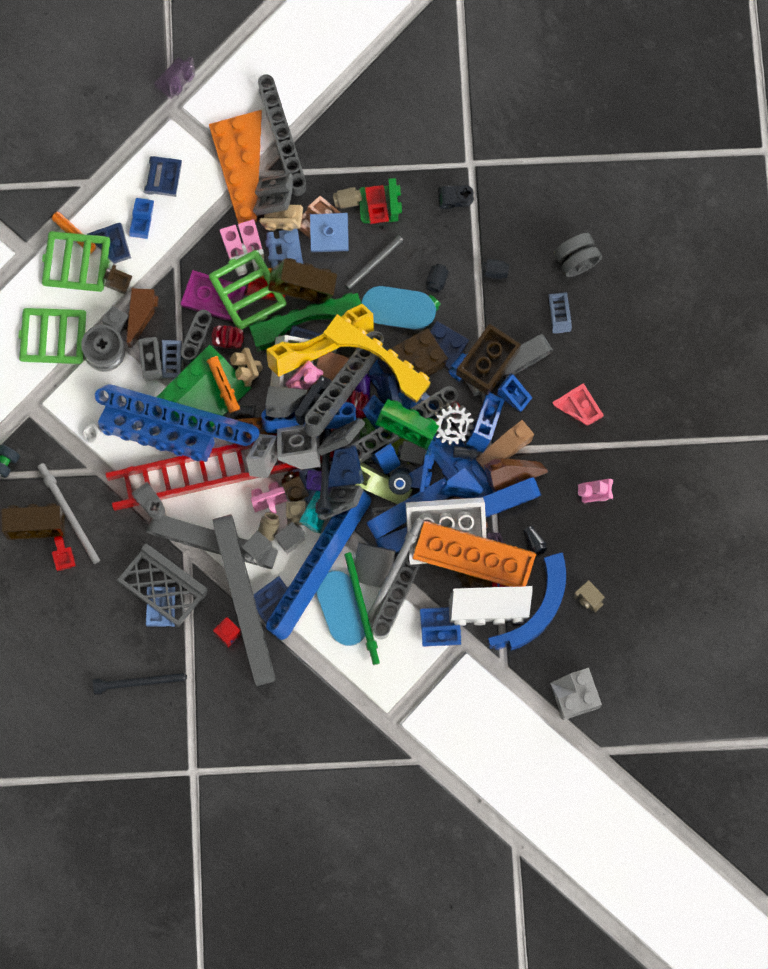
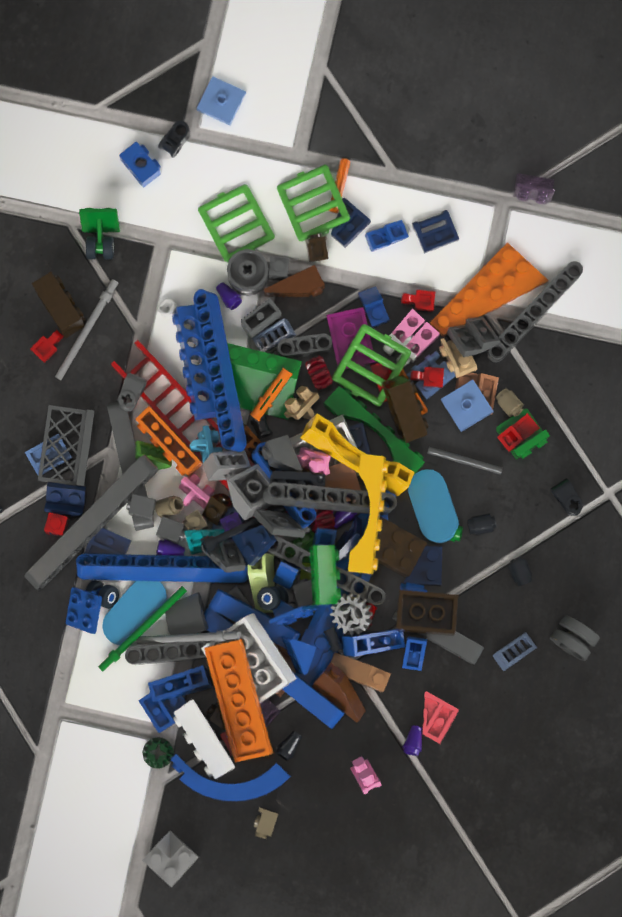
camera: 60 degrees right, 5 degrees up
(113, 376) = (229, 297): none -> dark purple cone
(192, 260) = (373, 306): none -> blue slope
(208, 612) = (65, 499): none -> dark blue bracket
(211, 495) = (173, 447): none -> orange brick
(215, 220) = (422, 300): none -> red plate
(219, 509) = (153, 453): none -> bright green slope
(227, 463) = (205, 443): none -> medium azure hips
(287, 248) = (431, 377): none -> red plate
(303, 549) = (169, 548): none -> dark purple cone
(314, 644) = (86, 604): none -> blue plate
(429, 601) = (181, 684): none -> blue slope
(478, 665) = (165, 747): none -> dark green gear
(590, 436) = (413, 742): none -> dark purple cone

